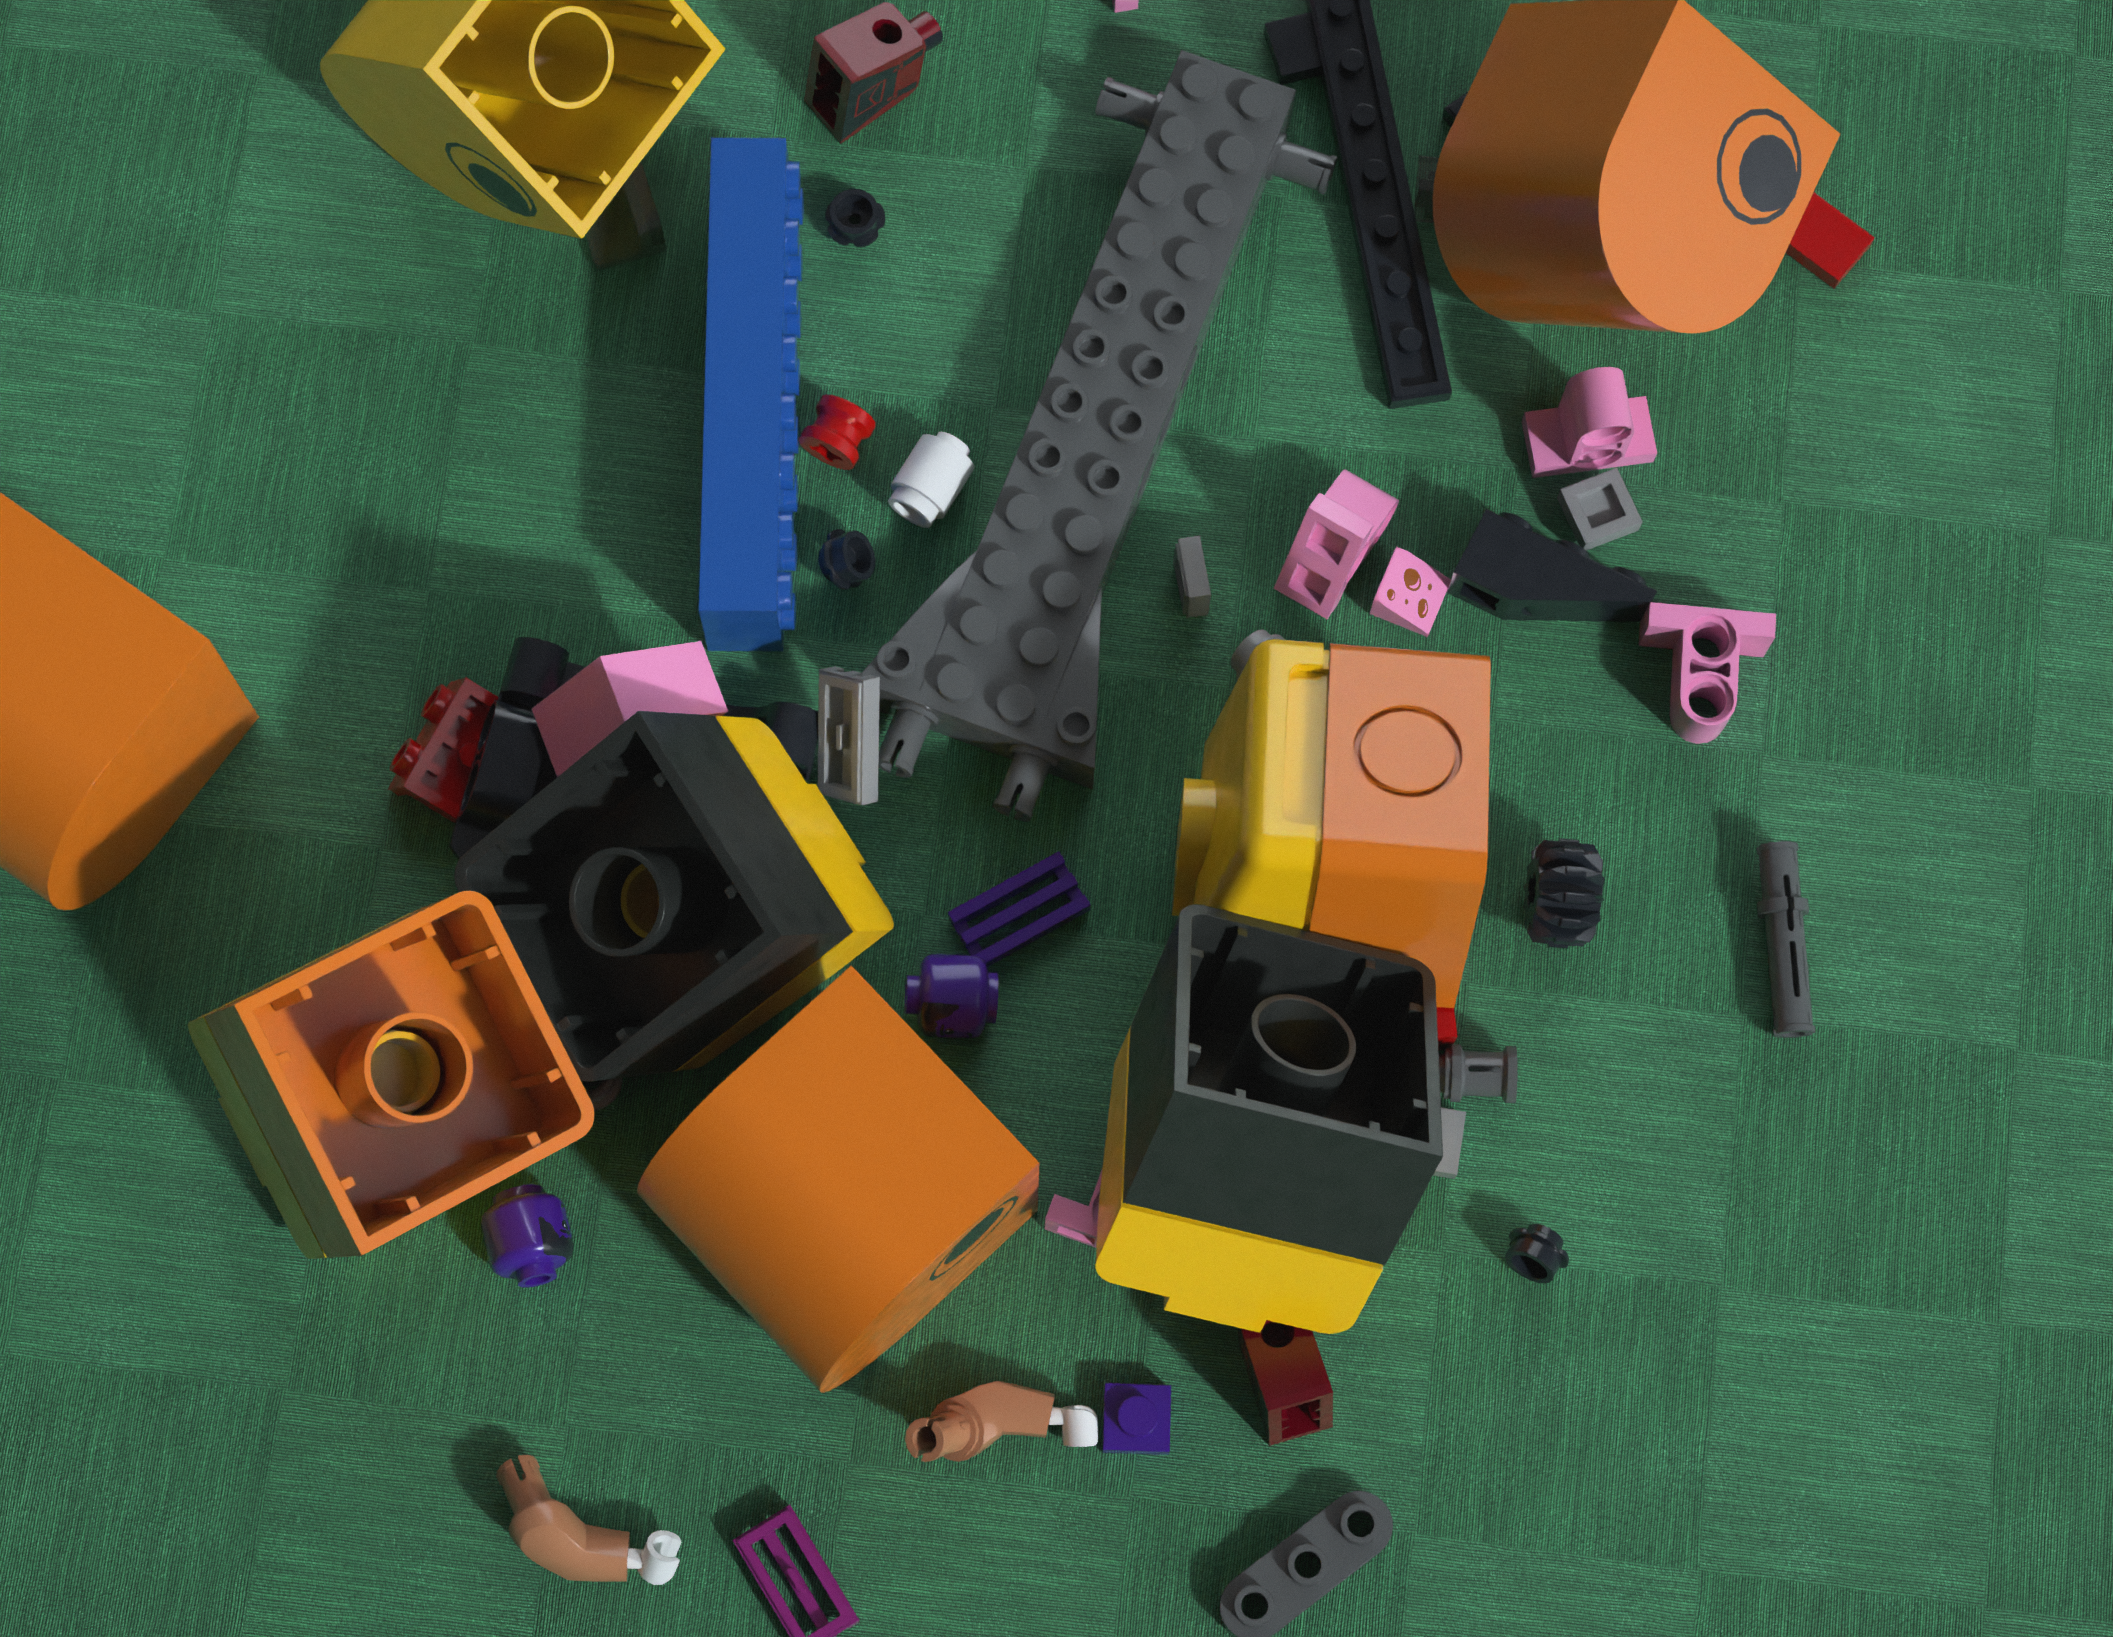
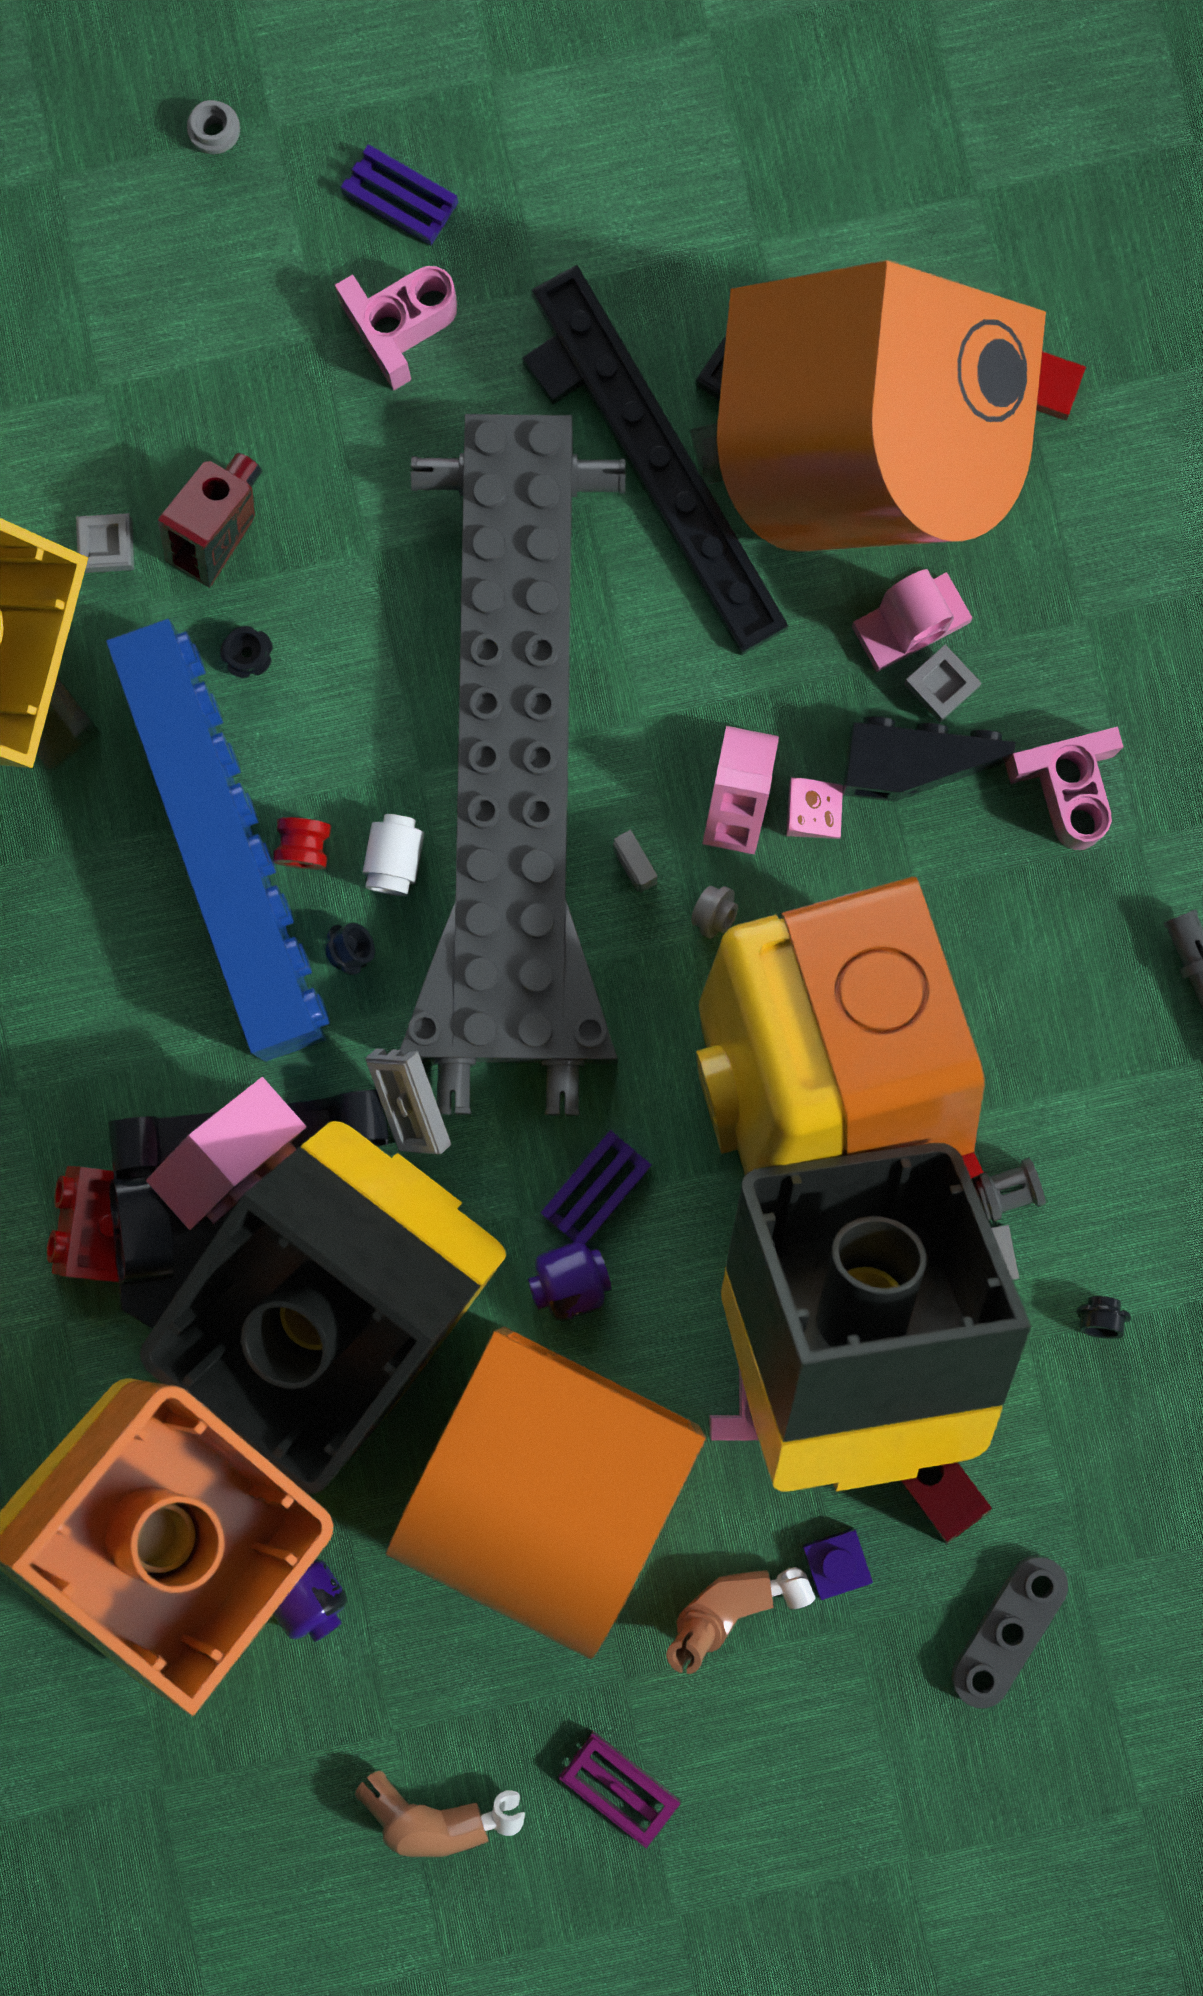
camera: 15 degrees left, 10 degrees up
(748, 59) = (106, 542): none -> light grey tile
(1563, 893) = (1026, 1021): black gear -> none

